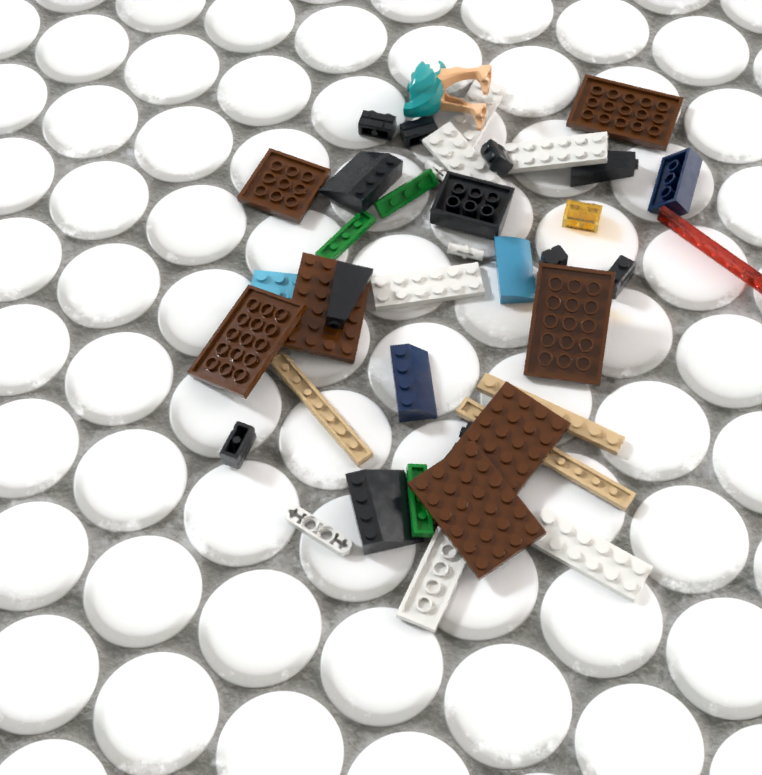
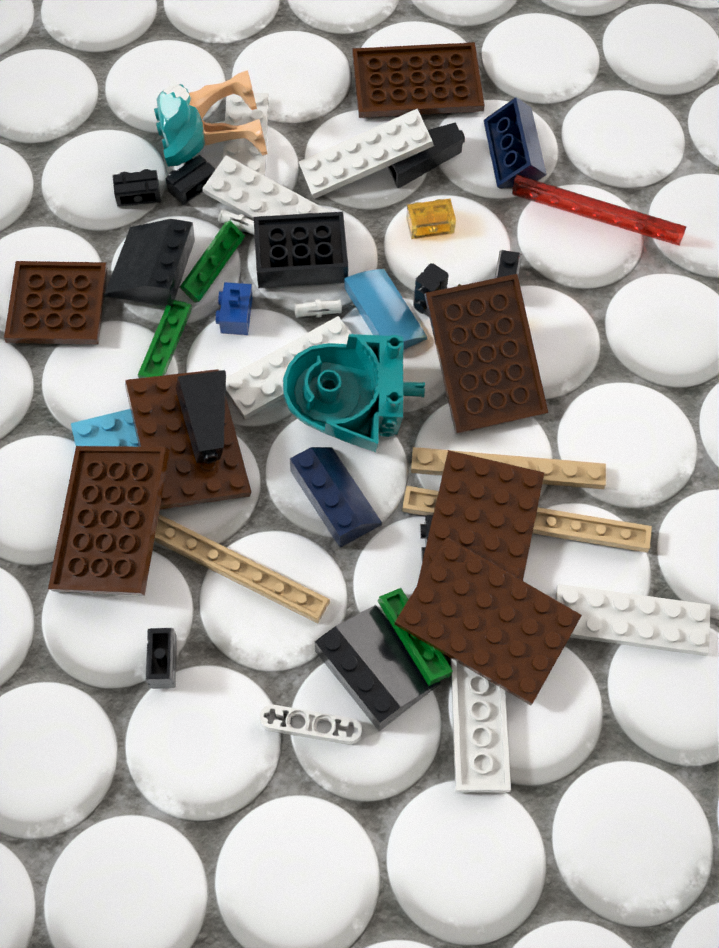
camera: 30 degrees left, 5 degrees up
(405, 231) = (235, 308): none -> blue brick
(458, 313) = (363, 392): none -> teal animal
(496, 158) = (302, 182): black brick -> none

